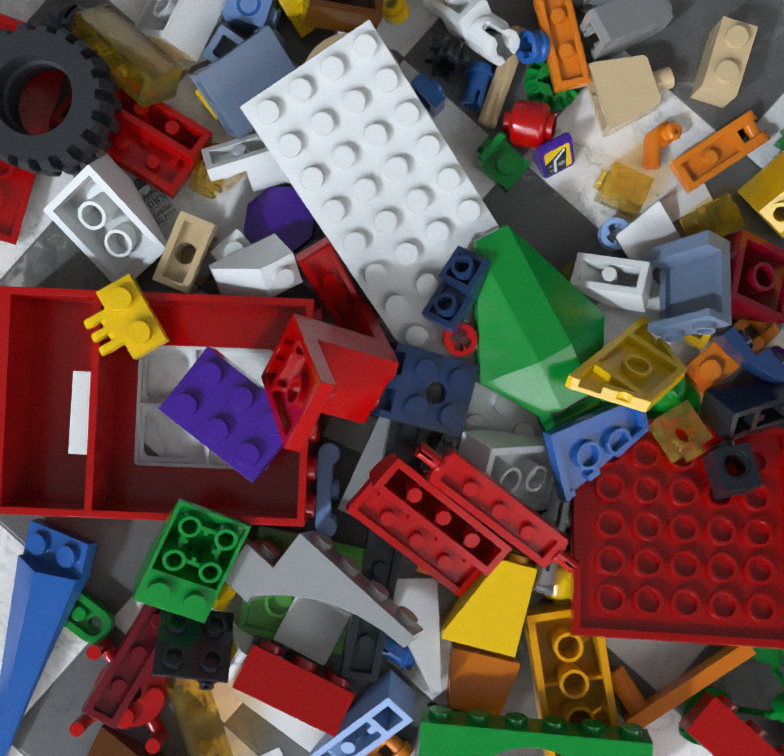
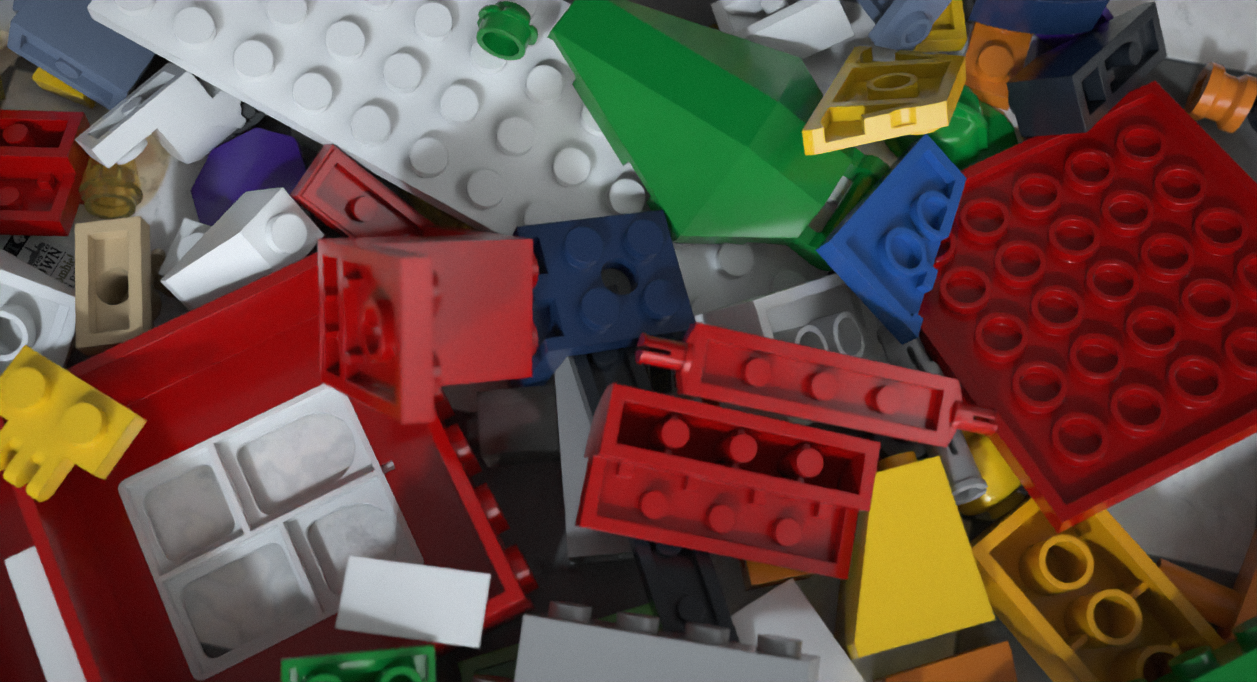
camera: 30 degrees left, 15 degrees down
(226, 413) = (299, 468): dark purple brick -> none
(252, 501) = (413, 601): none -> white sticker
(327, 488) = (534, 537): medium blue plate -> none
(451, 229) = (505, 30): none -> green plate
(458, 290) = (566, 108): dark blue slope -> none
(465, 350) = (620, 171): red bush -> none
(683, 418) = (1014, 155): clear yellow brick -> none
(723, 483) = (1122, 161): black brick -> none

